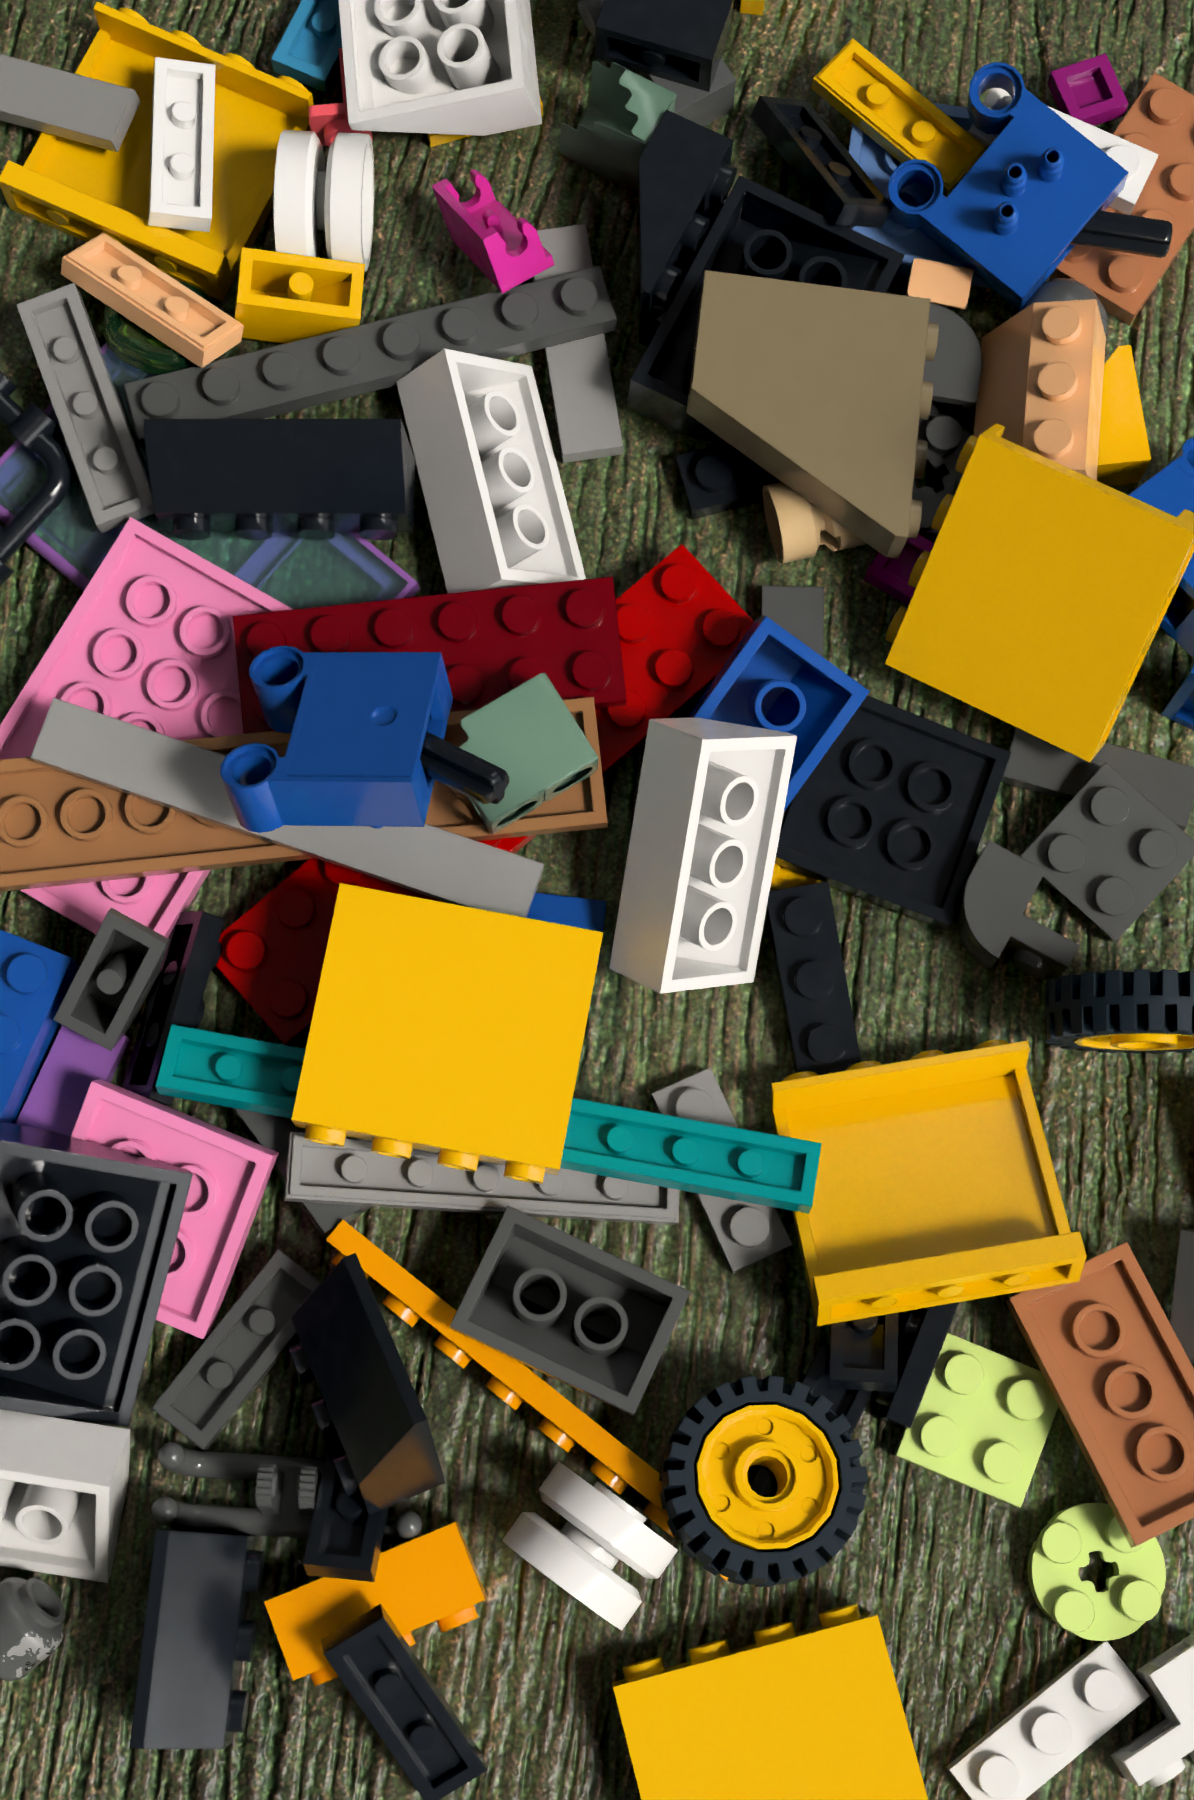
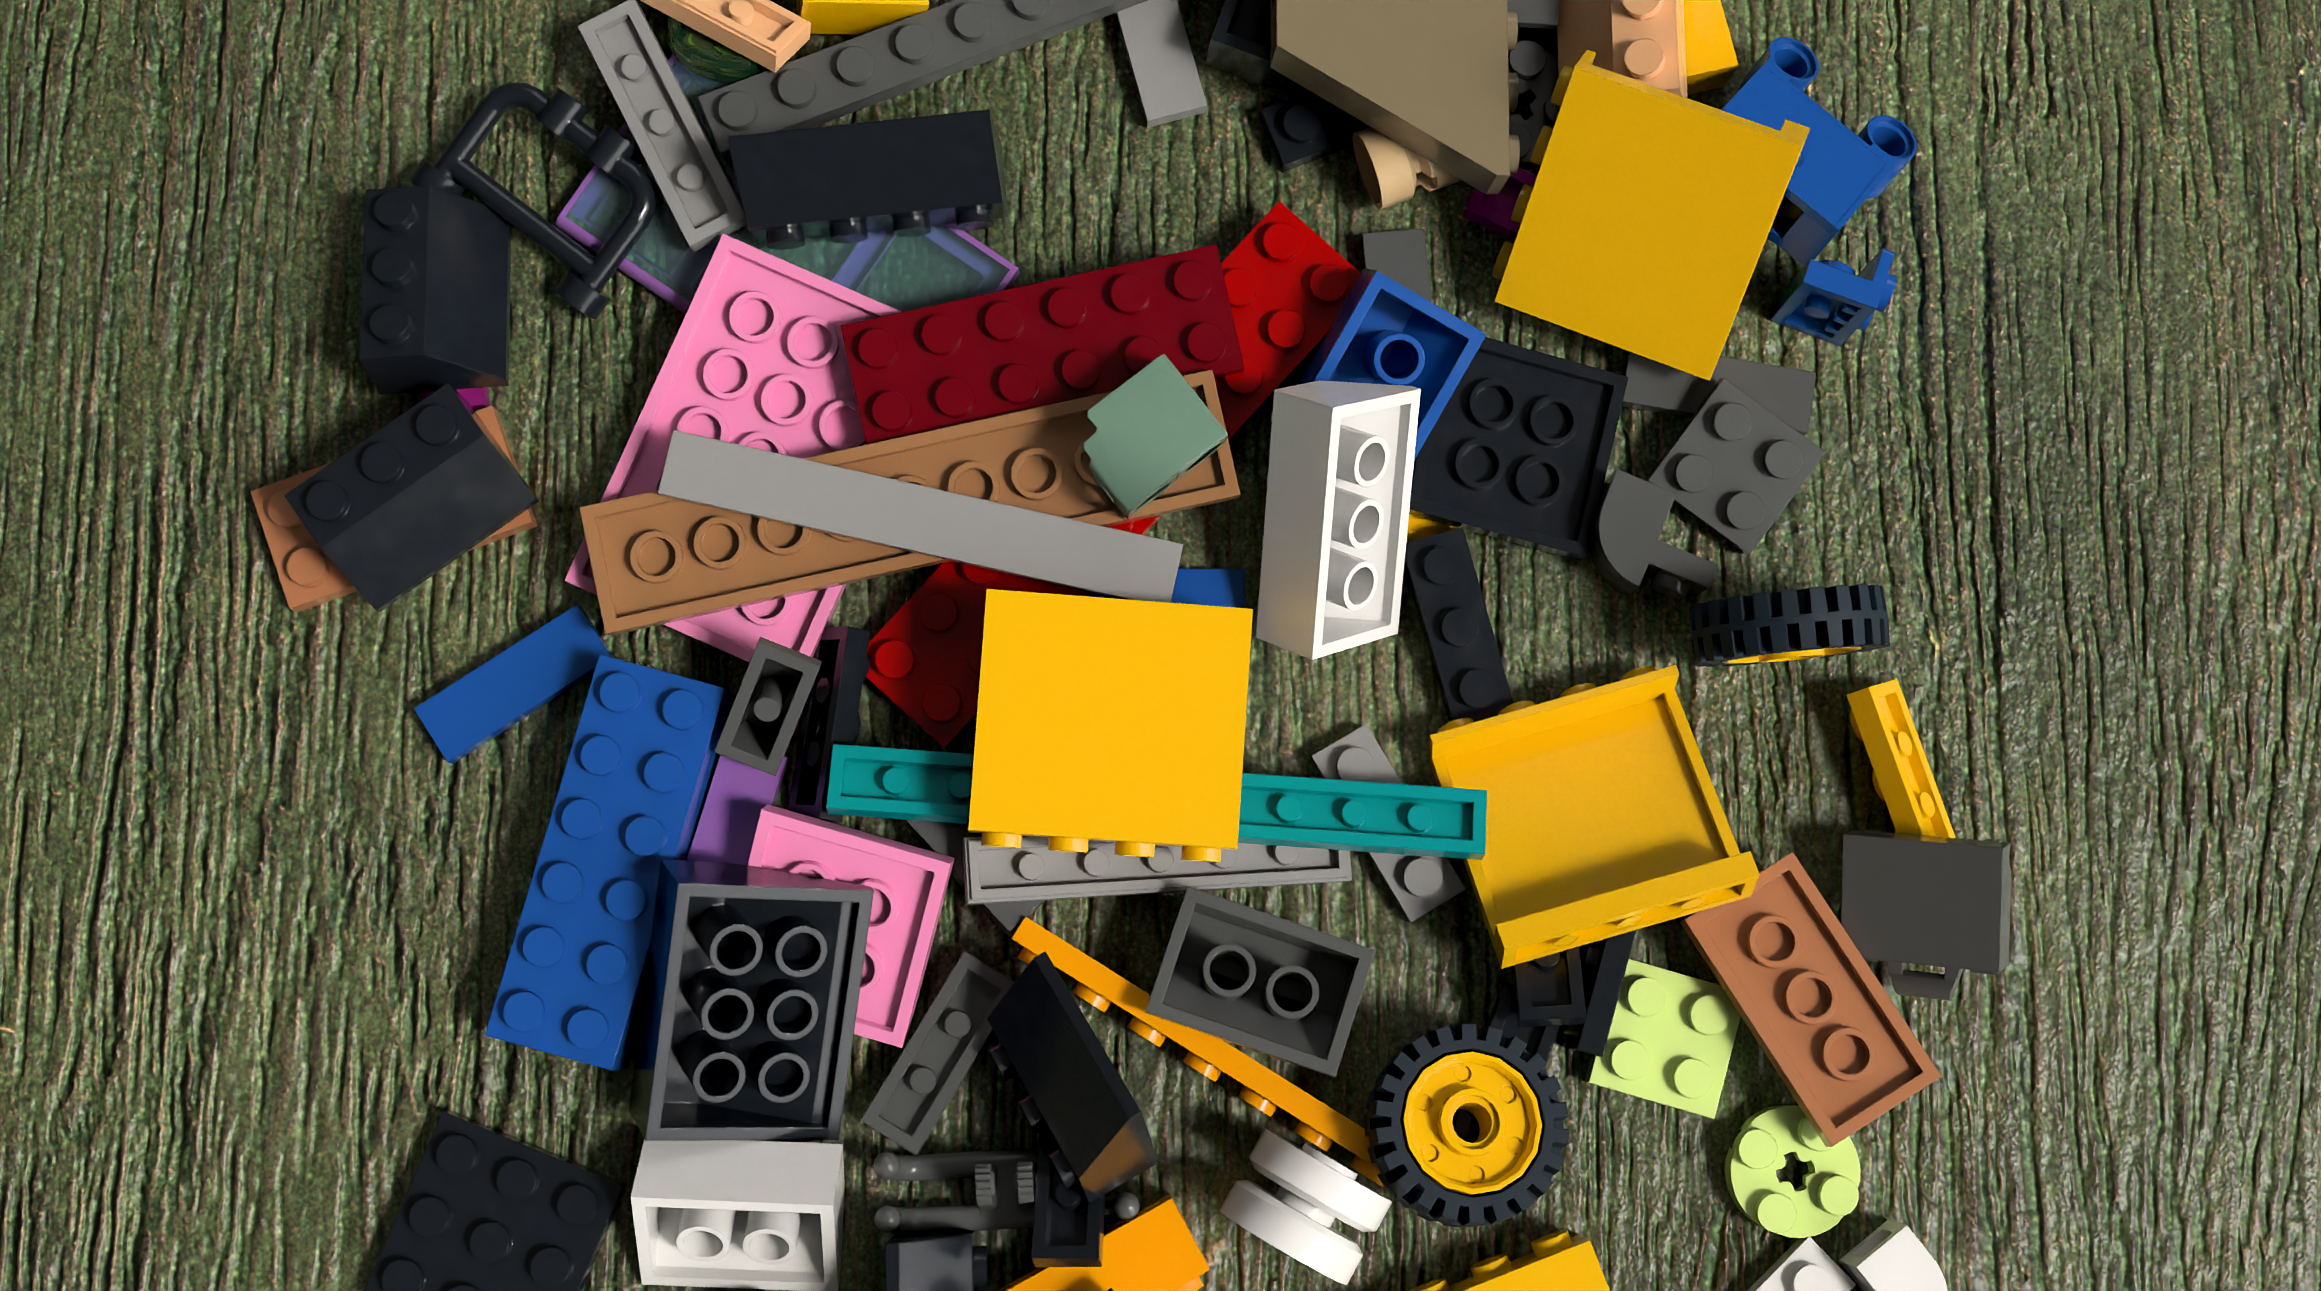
camera: 10 degrees left, 5 degrees up
(359, 742) = (991, 447): blue piece -> none
(488, 473) = (1076, 150): white slope -> none

